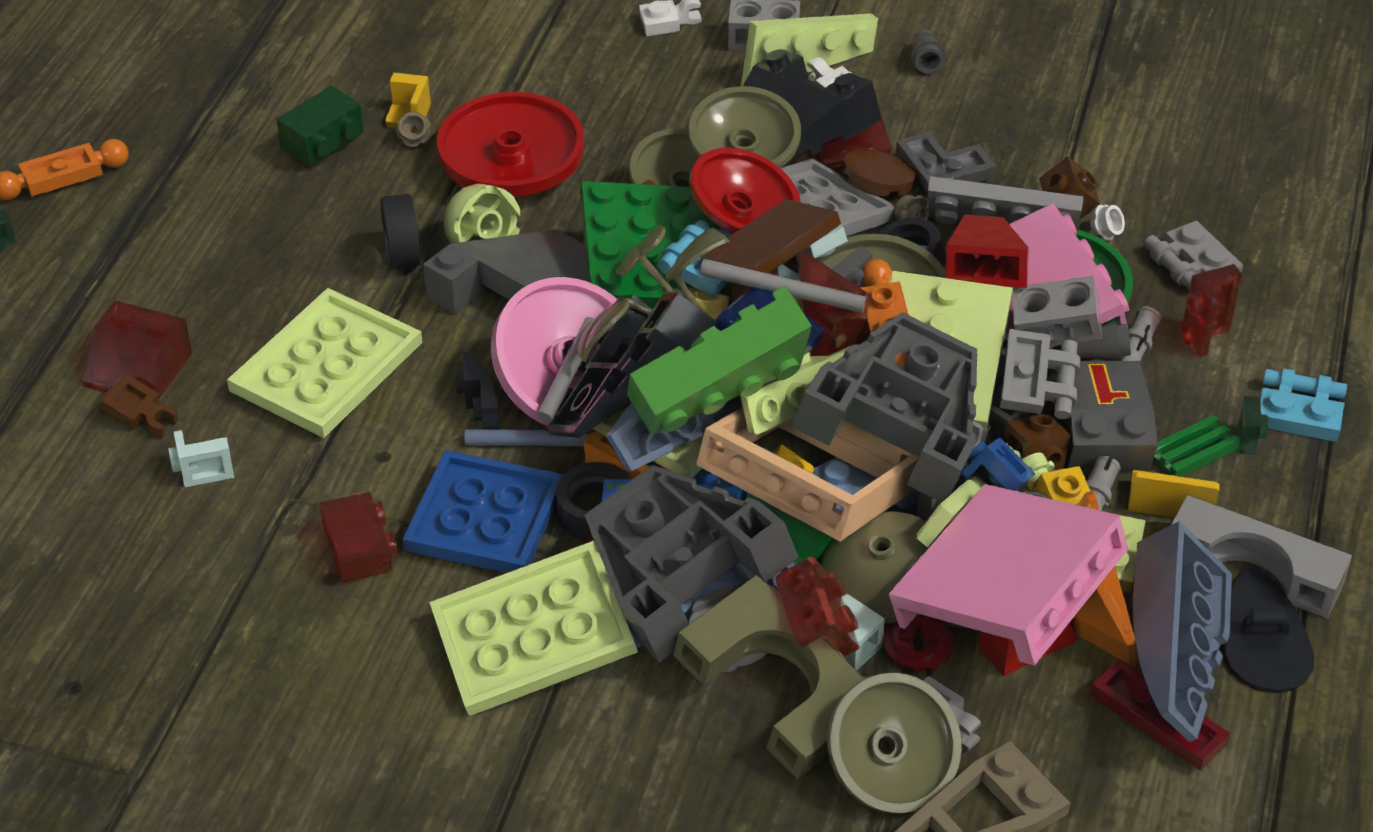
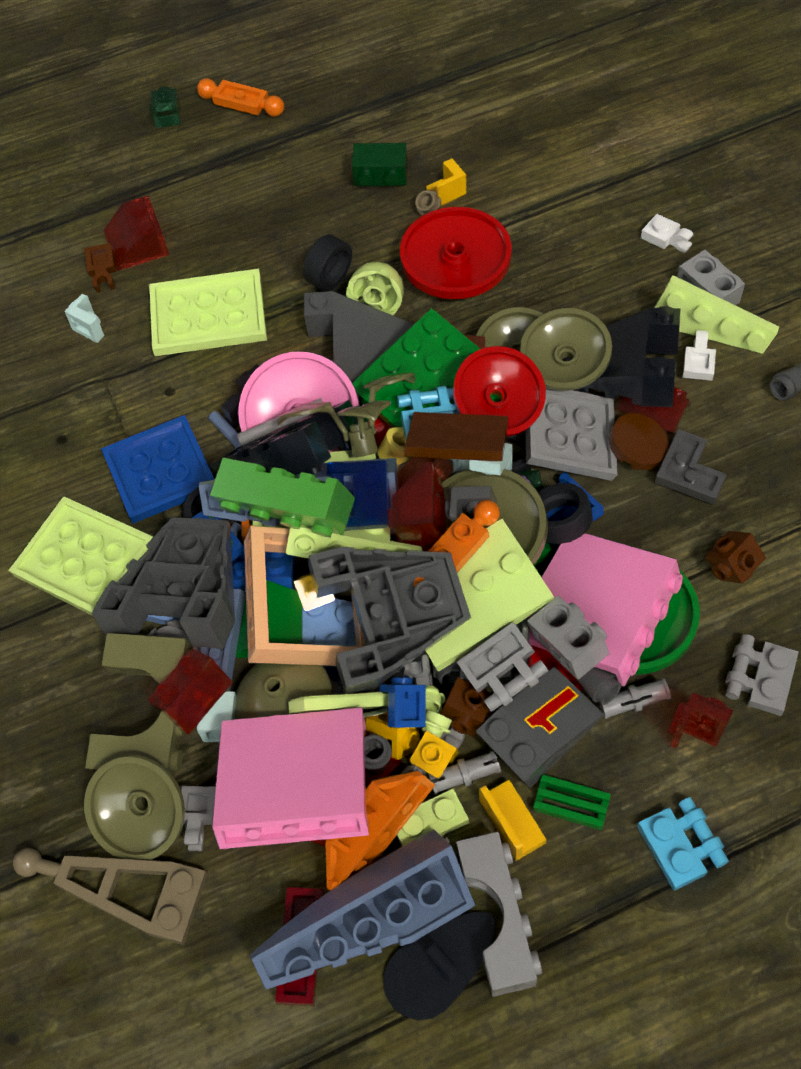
camera: 55 degrees right, 15 degrees up
(357, 535) = (88, 426): clear red brick -> none
(772, 283) = (387, 476): light grey bar -> none
(911, 208) = (622, 485): dark tan plate -> none
(955, 198) = (673, 539): light grey plate -> none
(987, 253) = (572, 555): red slope -> none
(1107, 221) = (740, 604): white plate -> none
(1251, 425) = (620, 825): clear green plate -> none

